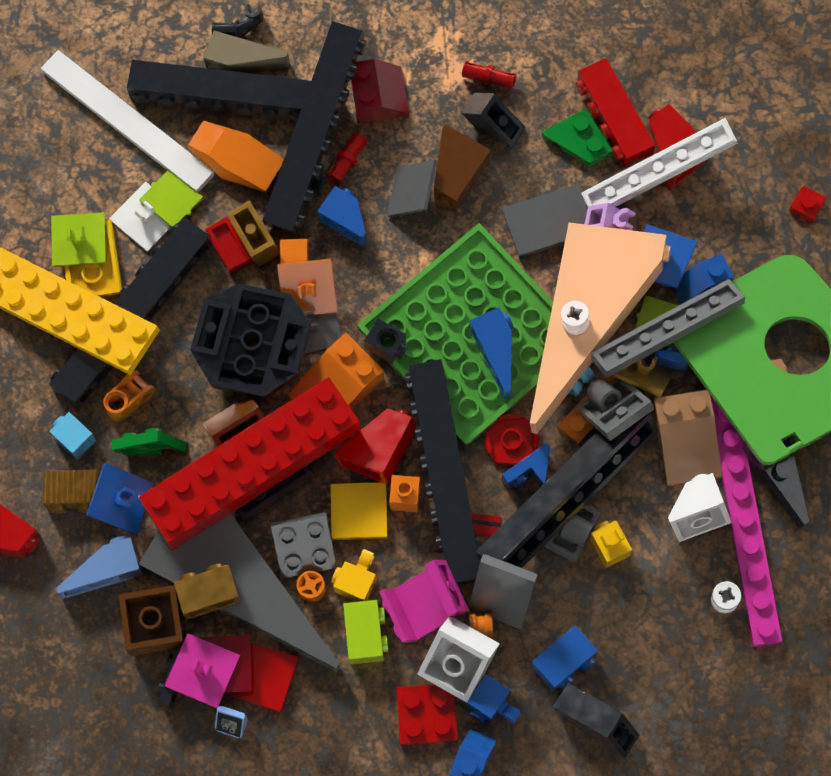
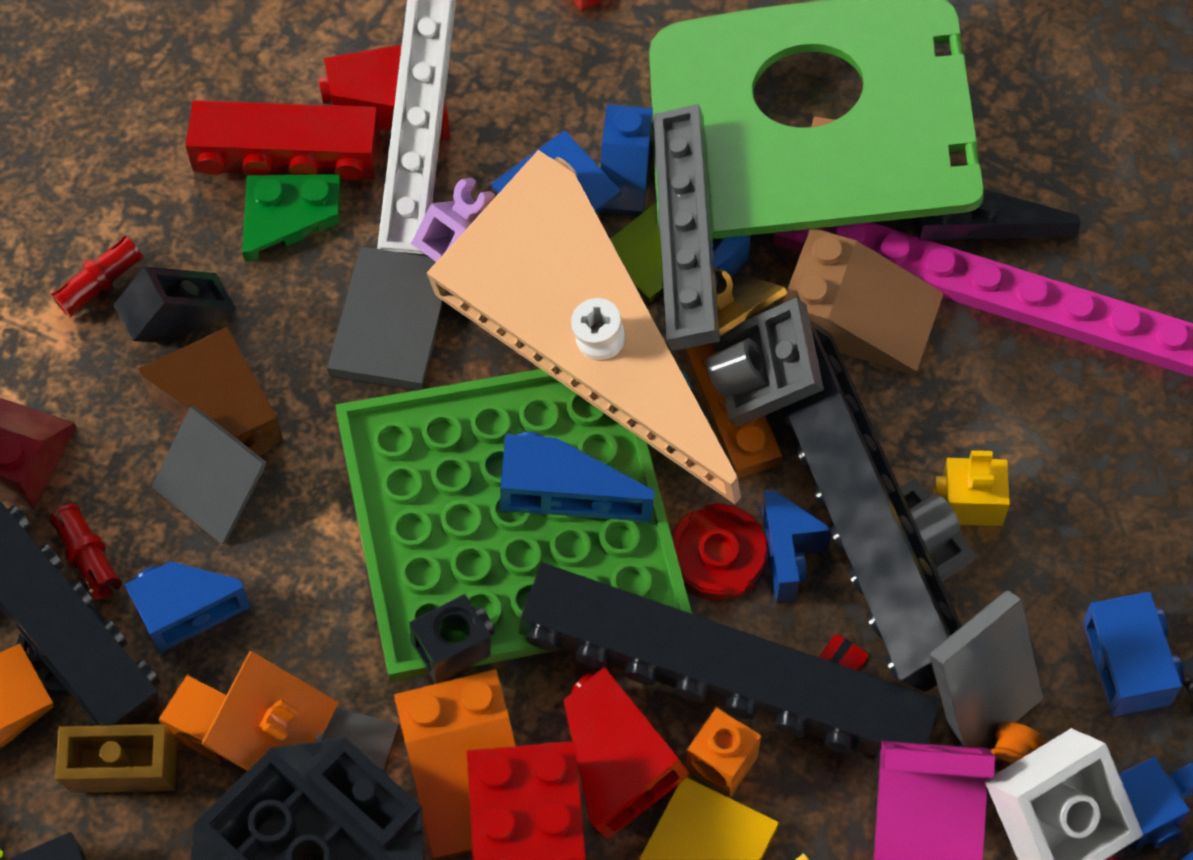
camera: 65 degrees left, 10 degrees down
(229, 245) = (105, 817): red tile -> none
(698, 508) = (991, 326): white slope -> none
(723, 602) = (1141, 392): white wheel -> none

